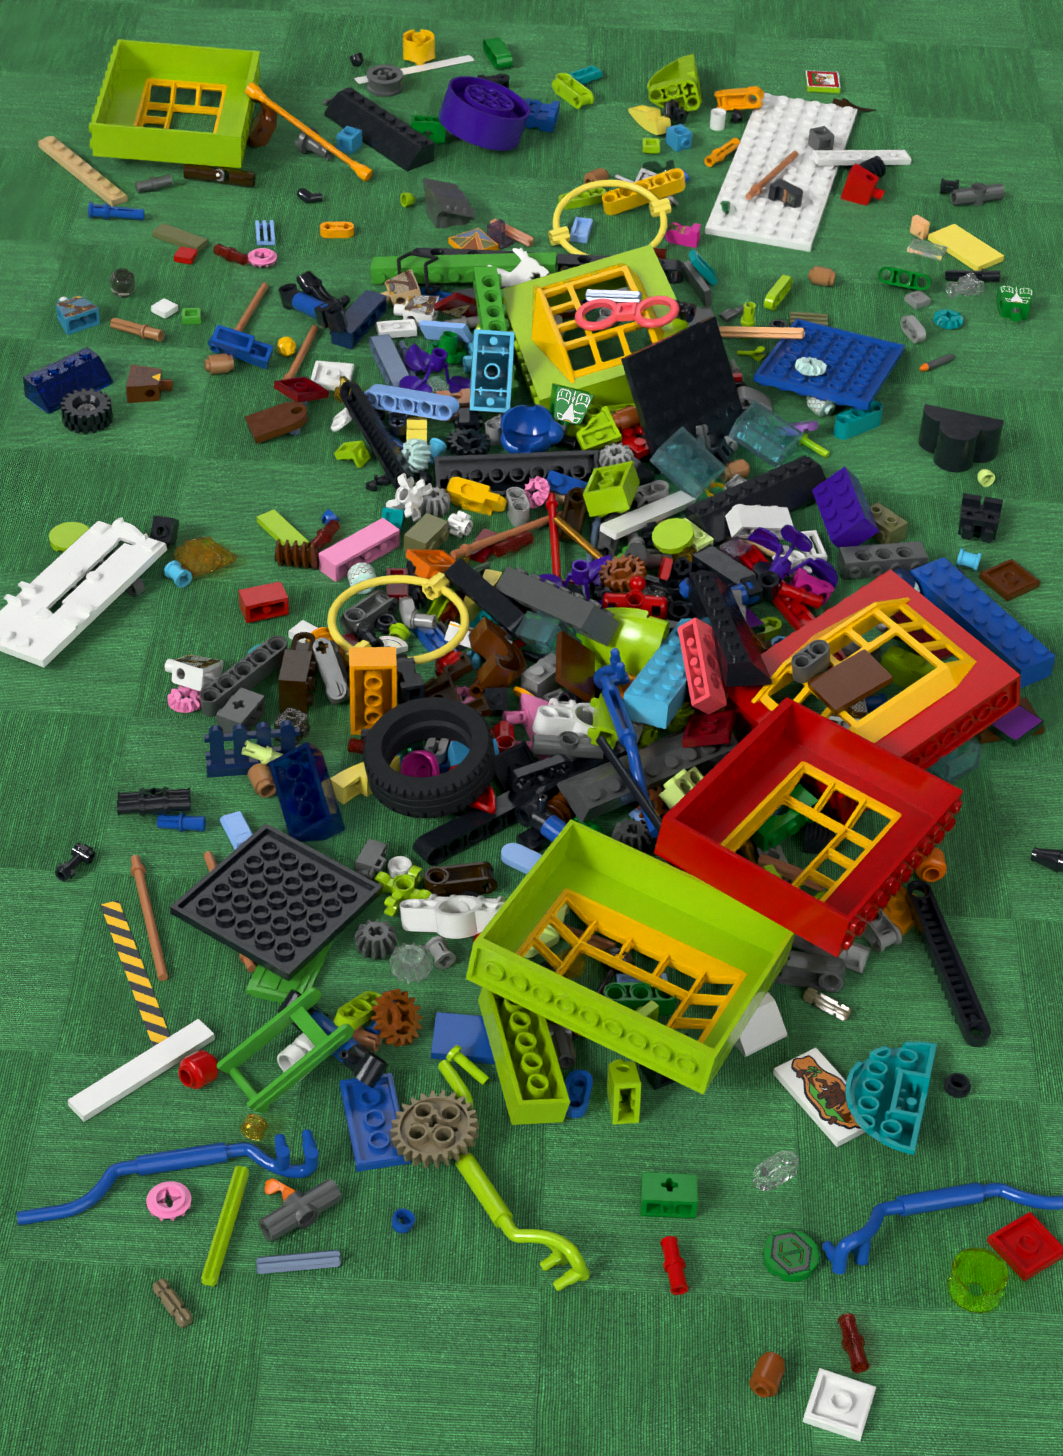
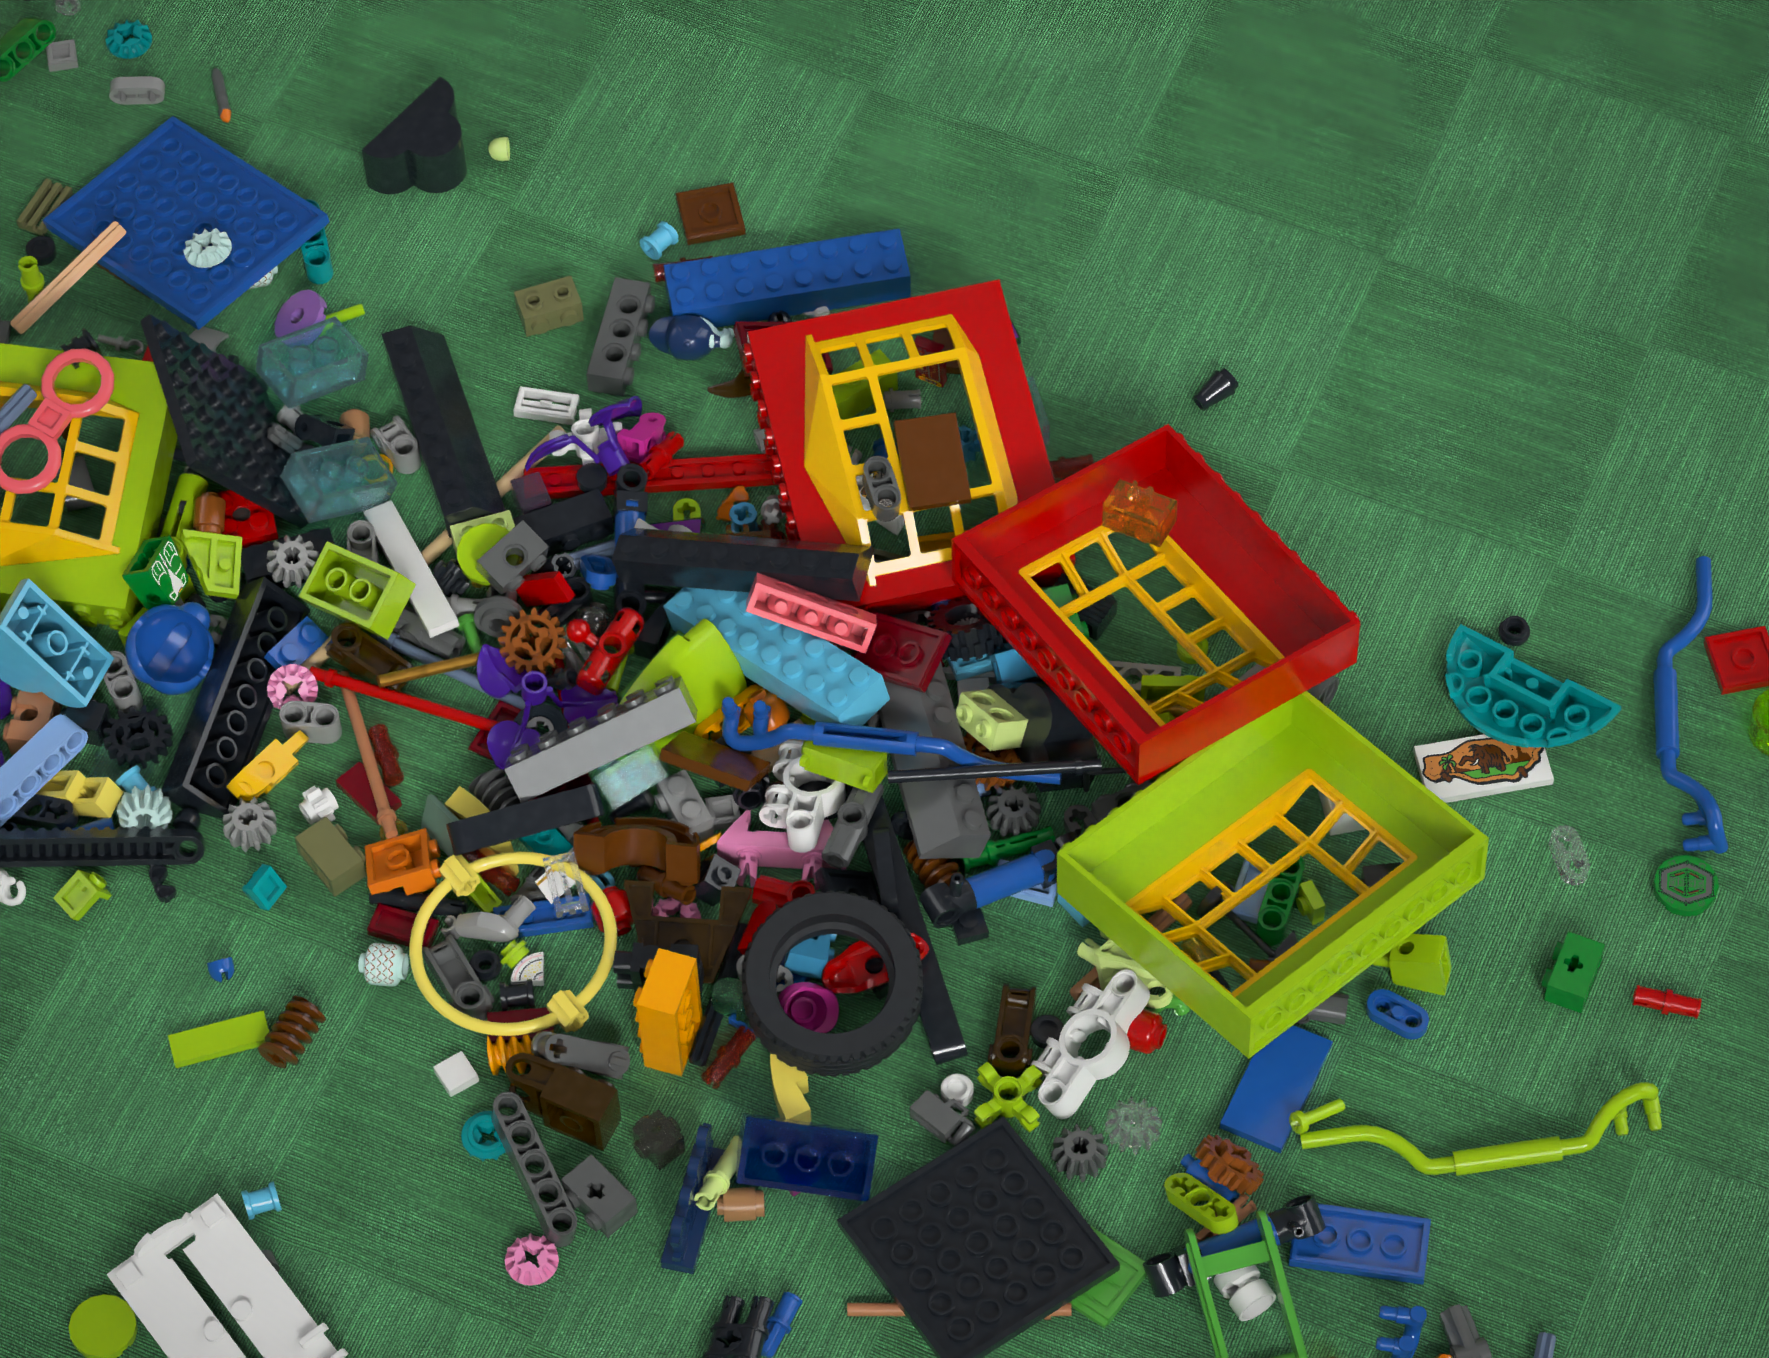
camera: 65 degrees left, 15 degrees up
(164, 530) = (164, 1192): black brick -> none
(194, 671) = (498, 1230): white torso -> none
(203, 556) = (240, 1156): clear yellow slope -> none
(236, 828) = (816, 1262): light blue tile -> none
(263, 602) = (382, 1104): red brick -> none
(325, 534) = (260, 987): clear red axle -> none
(362, 546) = (314, 950): bright pink brick -> none
(407, 1221) = (1521, 1253): blue hinge -> none
(409, 496) = (222, 842): white pin -> none
(434, 1129) = (1439, 1190): dark tan gear -> none
(440, 952) = (1124, 1087): light grey bush -> none
(447, 625) = (570, 906): none -> clear tile
(519, 857) = (997, 946): light blue tile -> none
(524, 1061) = (1346, 1051): lime brick -> none
(671, 539) = (518, 541): none -> dark grey brick
(745, 519) = (496, 443): white brick -> none
(755, 354) = (94, 302): lime hand -> none
(787, 870) = (1149, 658): nougat axle -> none
(827, 1004) = (1357, 705): dark tan axle -> none
(845, 509) = (516, 335): dark purple brick -> none
(864, 778) = (1139, 512): none -> clear orange brick
(947, 964) = (1377, 568): black gear -> none
(978, 519) = (584, 193): black hips -> none

